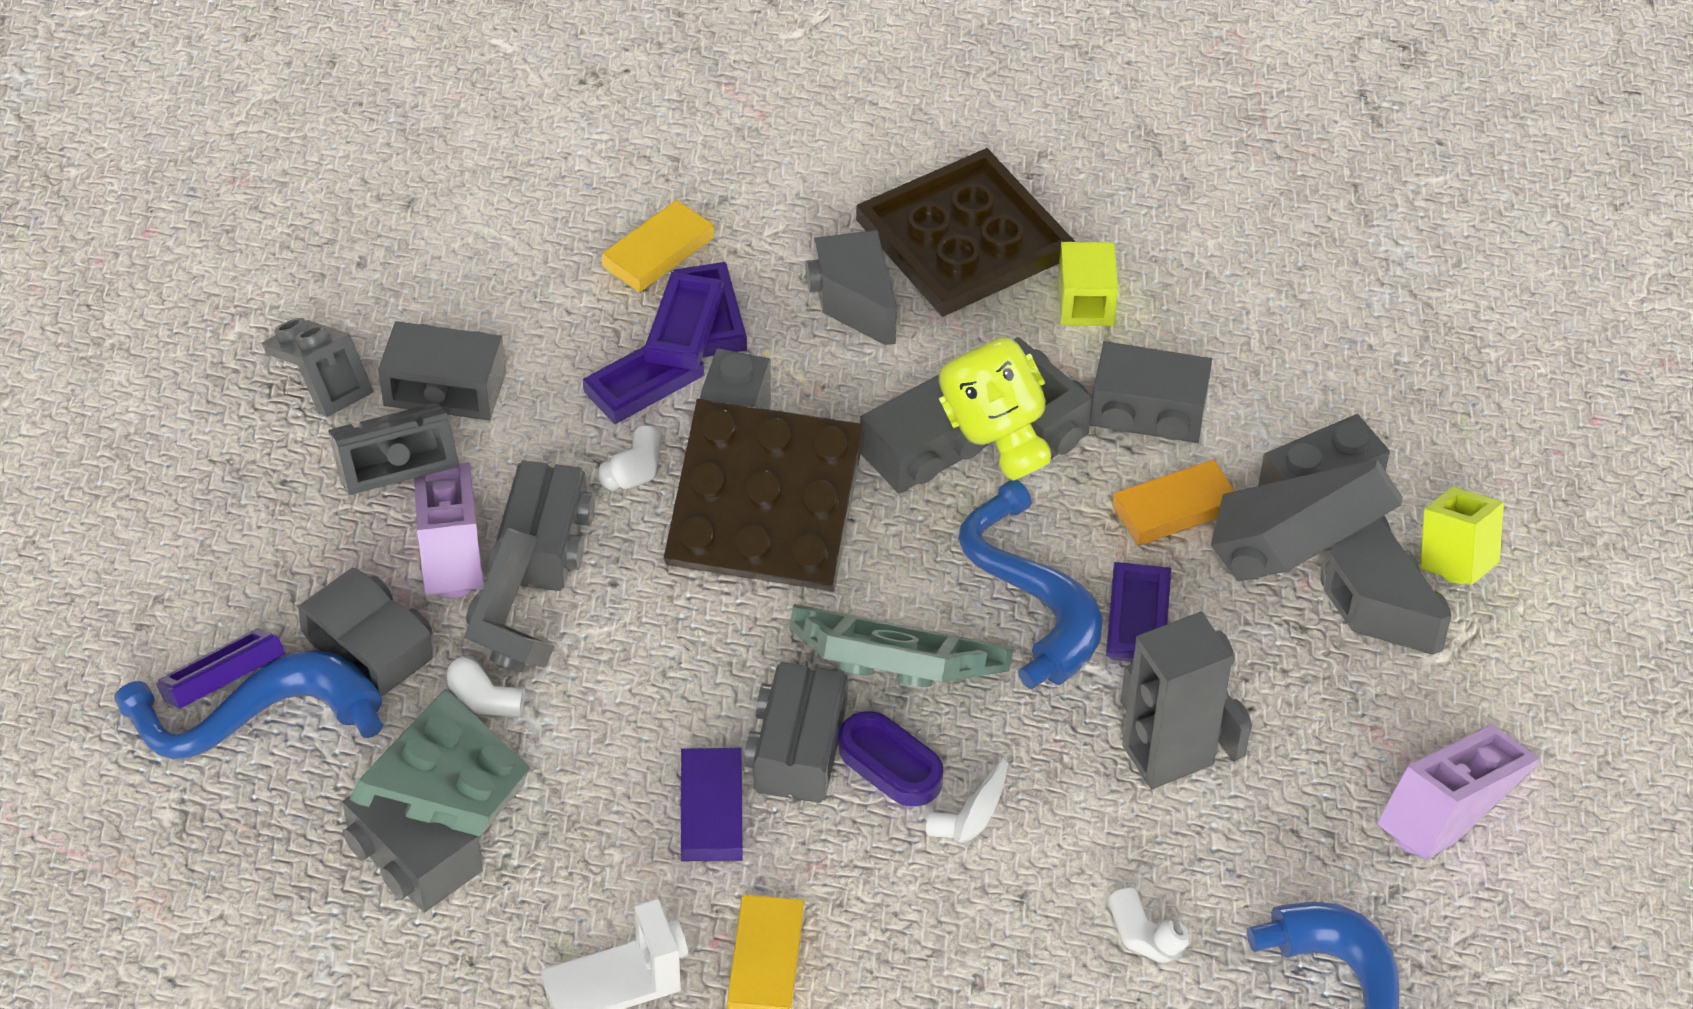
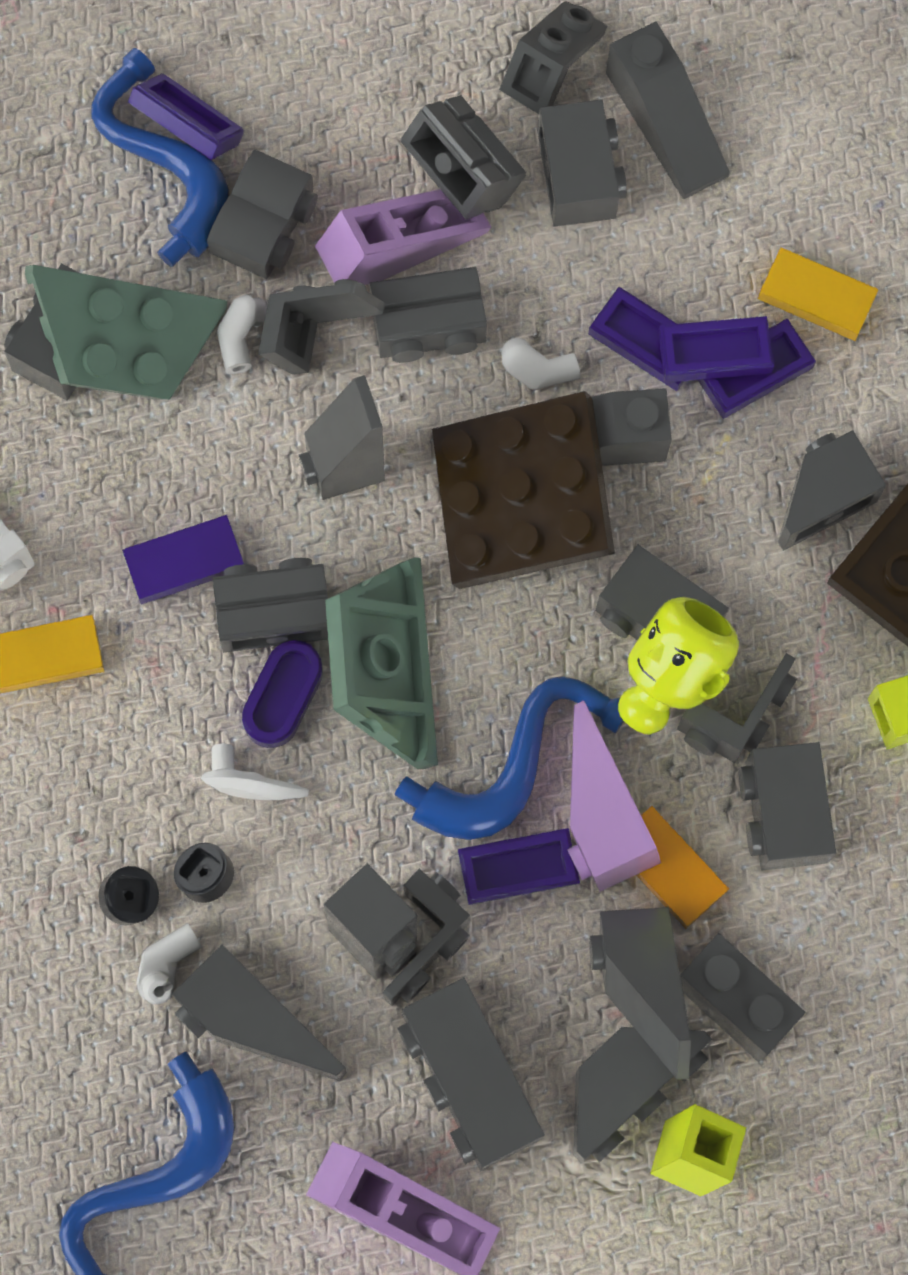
camera: 70 degrees right, 25 degrees up
(418, 290) = (666, 108): none -> dark grey slope
(662, 593) = (345, 443): none -> dark grey slope
(1060, 868) = (203, 872): none -> black tile
(1063, 940) = (128, 895): none -> black tile
(1108, 519) = (603, 815): none -> lavender slope
(1219, 866) = (245, 1015): none -> dark grey slope
(1339, 695) = (469, 1075): none -> dark grey brick

